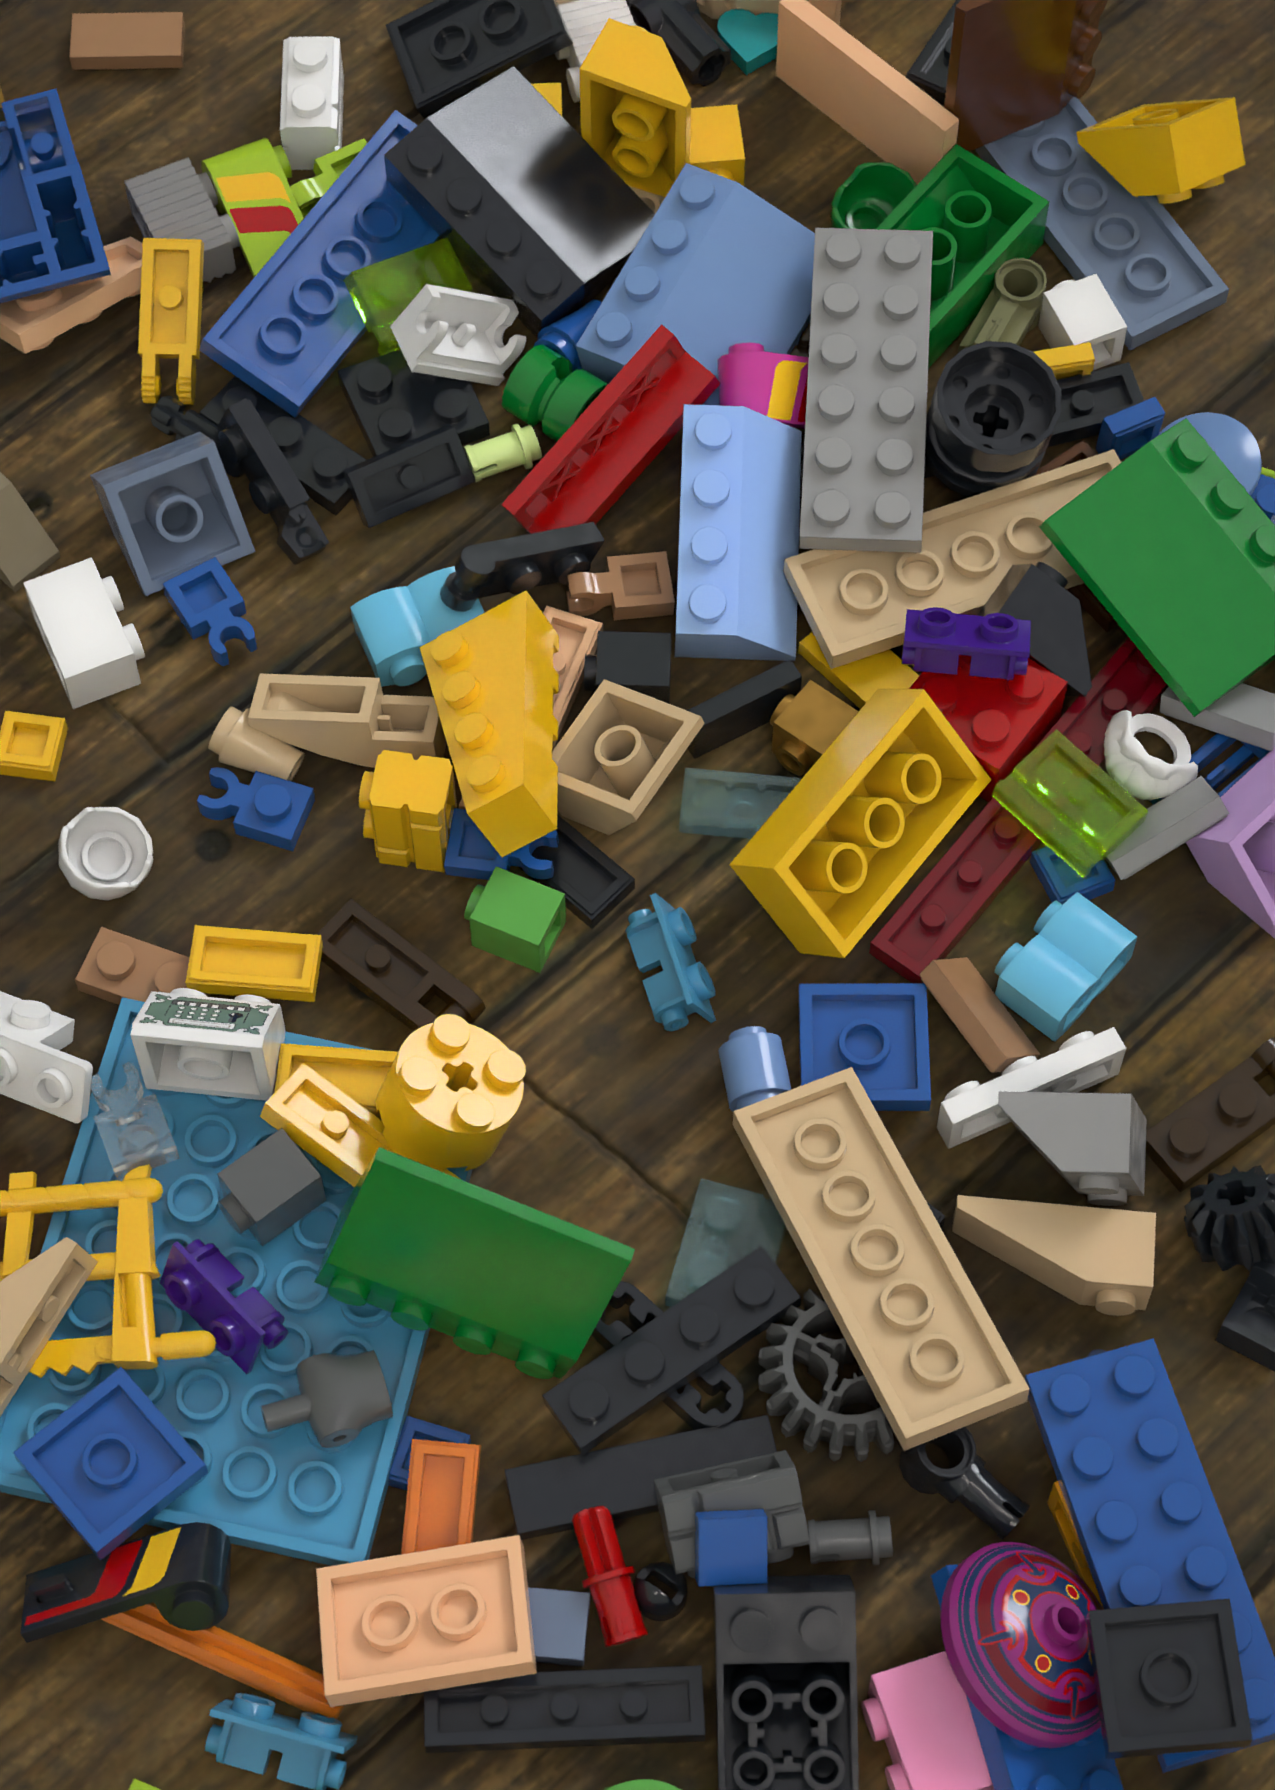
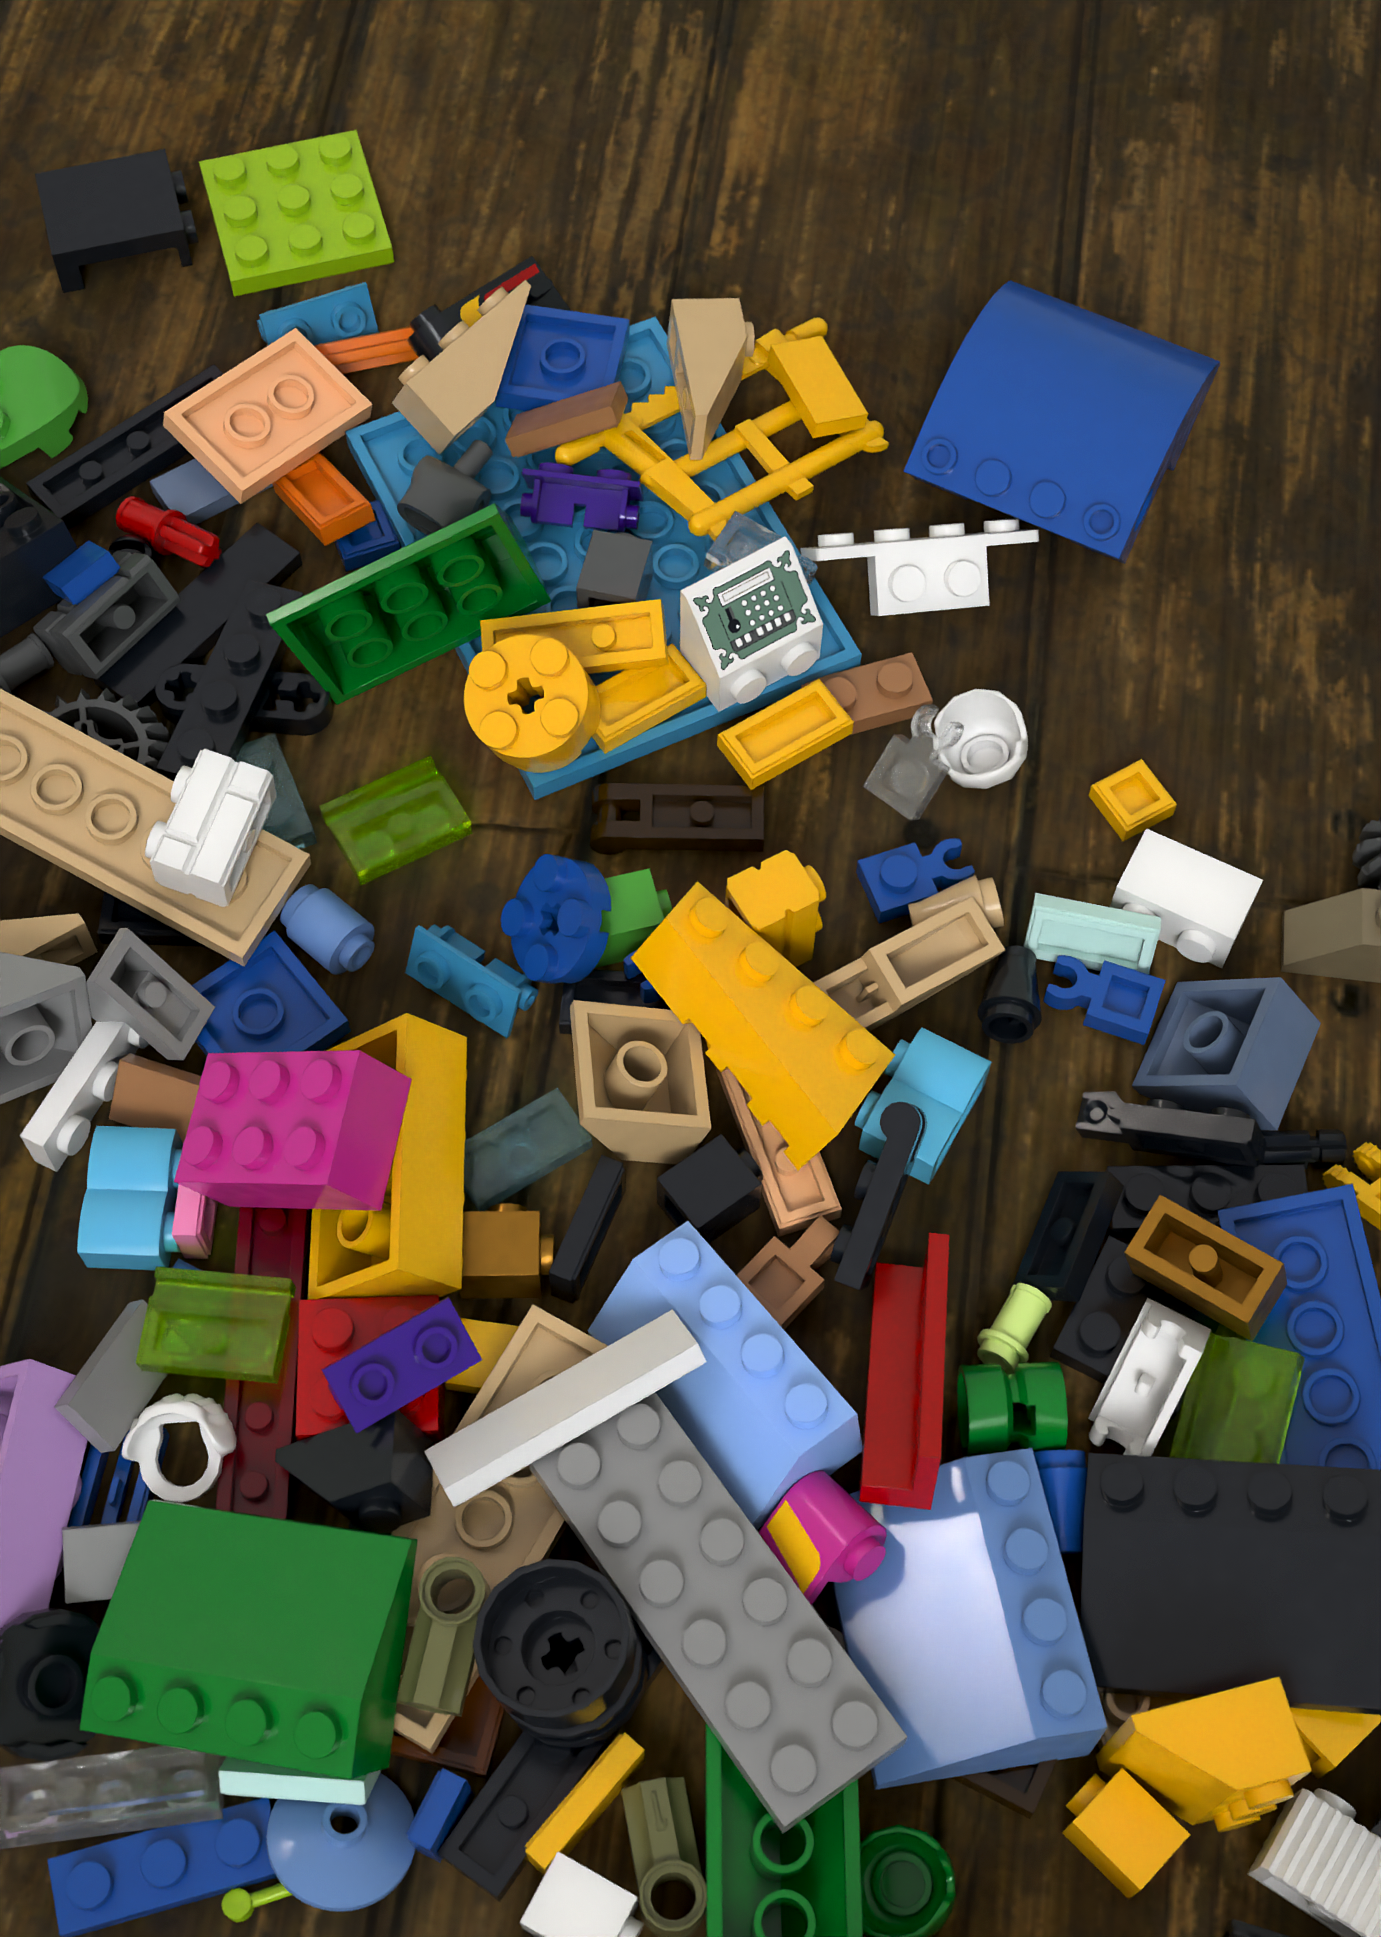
camera: 140 degrees right, 0 degrees up
(172, 1371) = (567, 420): none -> medium nougat tile
(181, 652) = (1091, 933): none -> light aqua tile
(182, 868) = (909, 769): none -> clear plate
(215, 1495) = (462, 382): none -> tan slope
(284, 650) = (1012, 997): none -> black cone
(358, 353) = (1206, 1267): none -> pearl gold brick
(602, 931) = (553, 897): none -> blue plate
(625, 1139) = (395, 820): none -> clear neon green plate
(805, 1154) = (211, 826): none -> white brick
(871, 552) = (564, 1407): none -> white tile
(923, 856) = (294, 1130): none -> dark pink brick
(961, 1075) = (147, 995): none -> light grey slope
(1019, 921) = (194, 1223): none -> bright pink tile
(1056, 479) = (442, 1643): none -> olive piece

